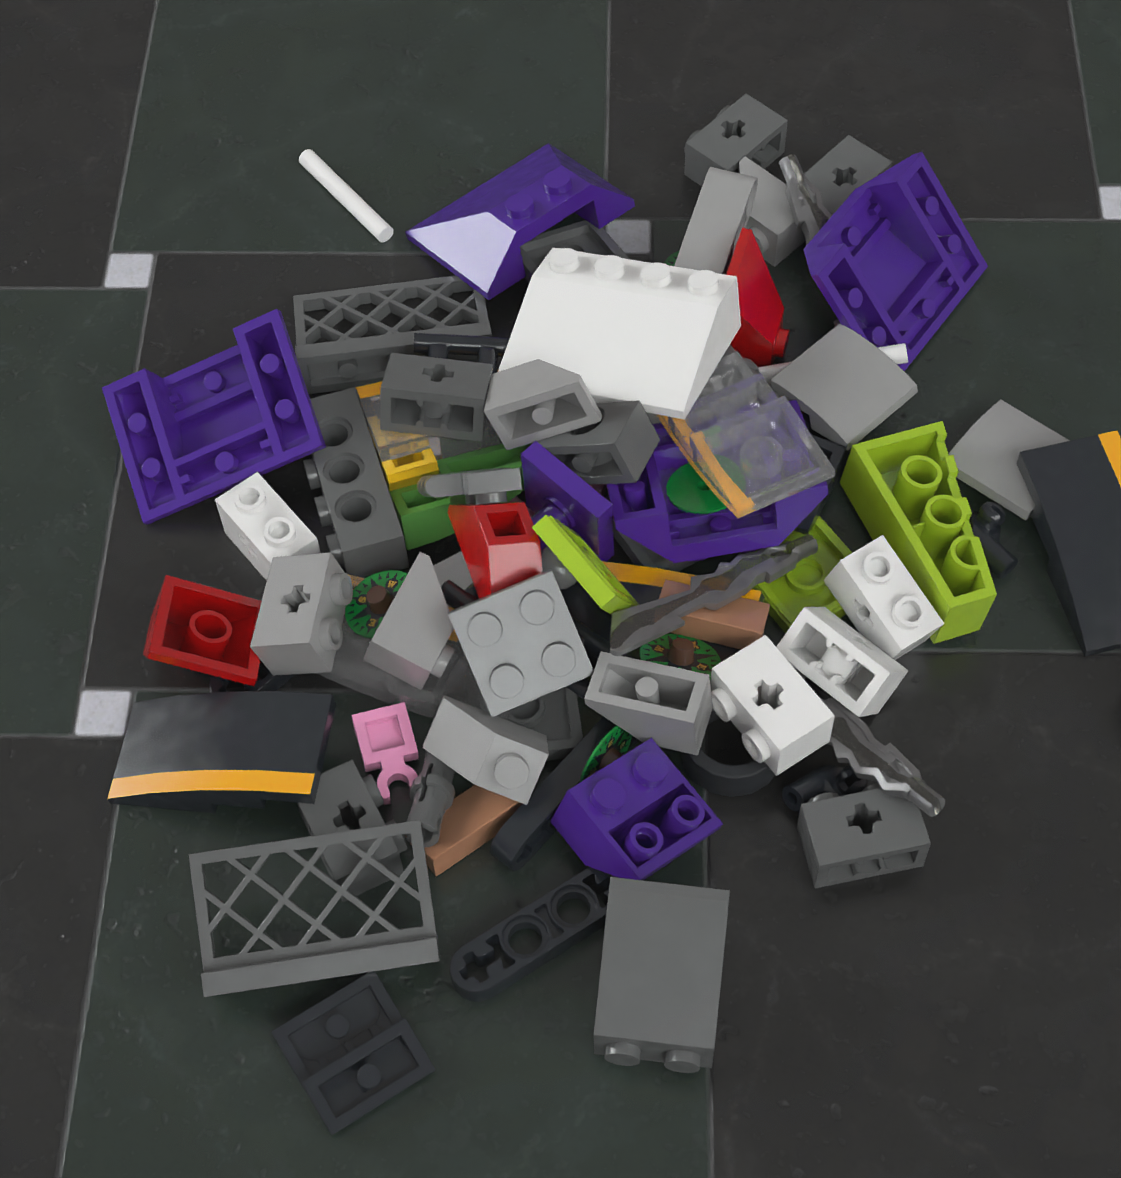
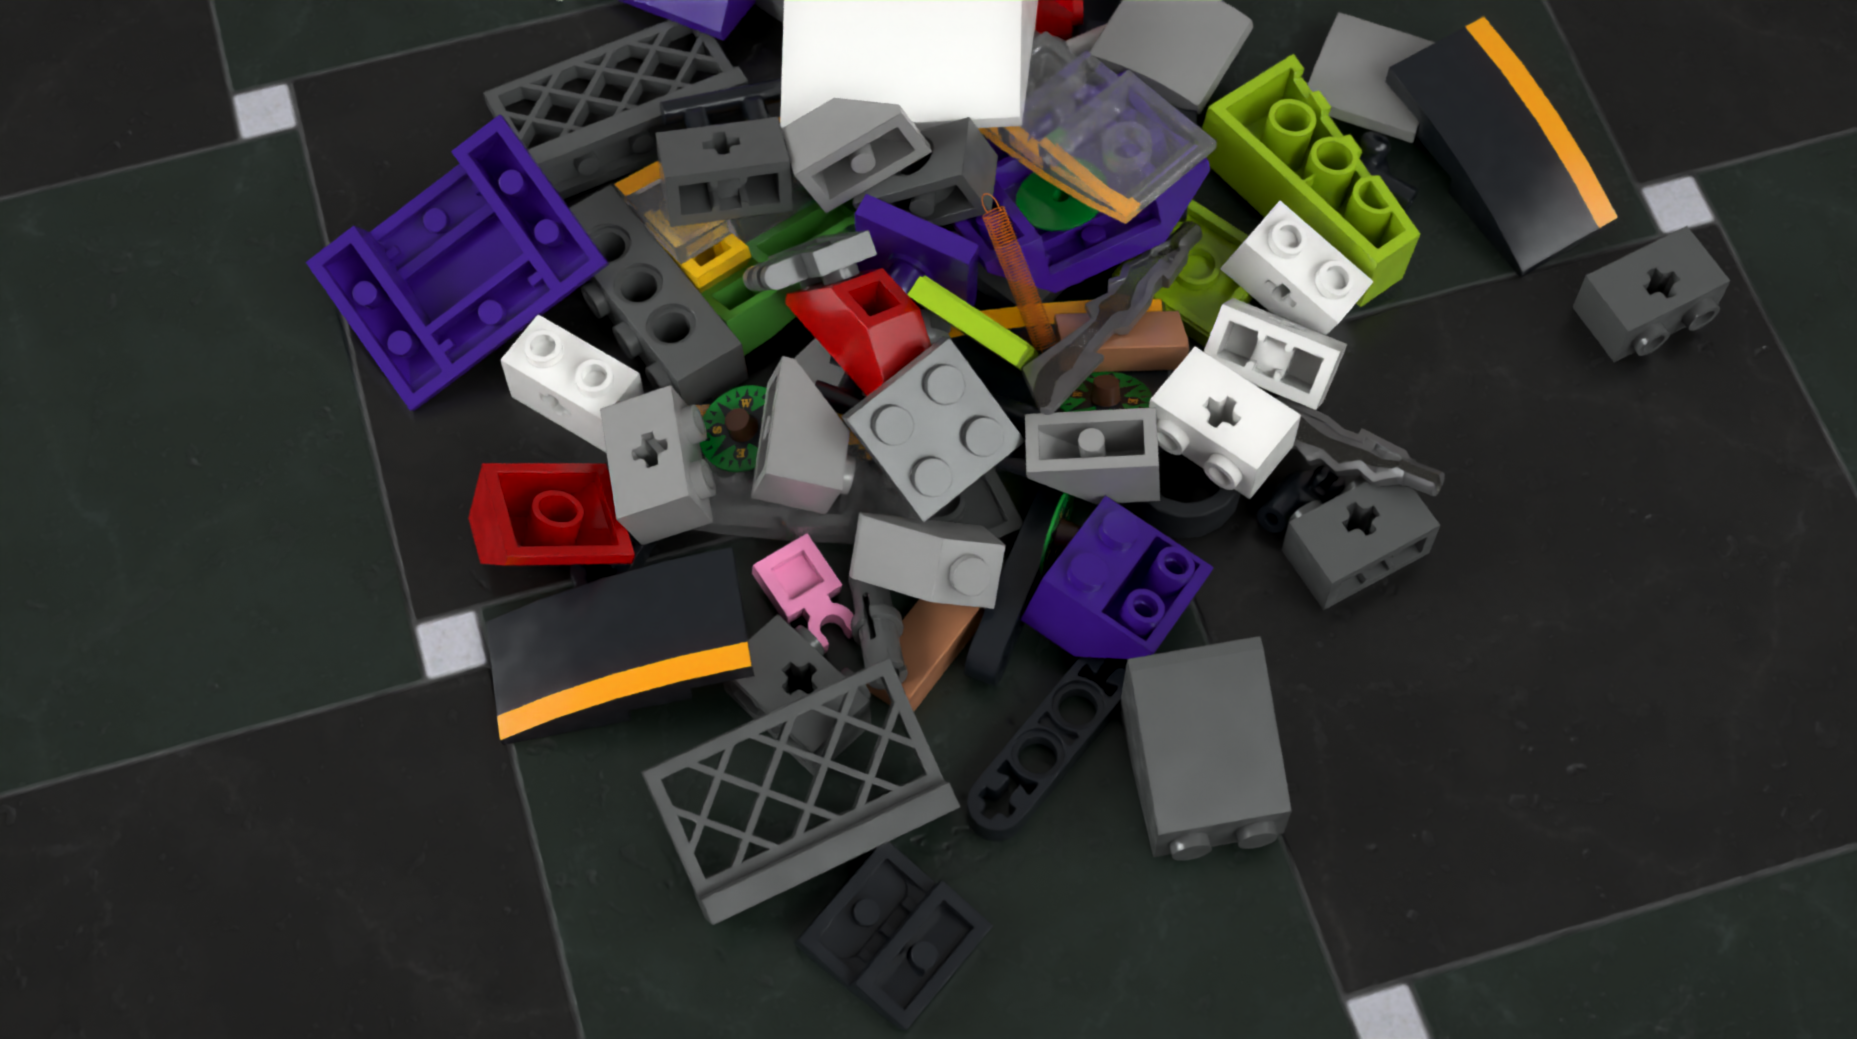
camera: 20 degrees left, 5 degrees up
(631, 508) = (1045, 336): none -> orange piece

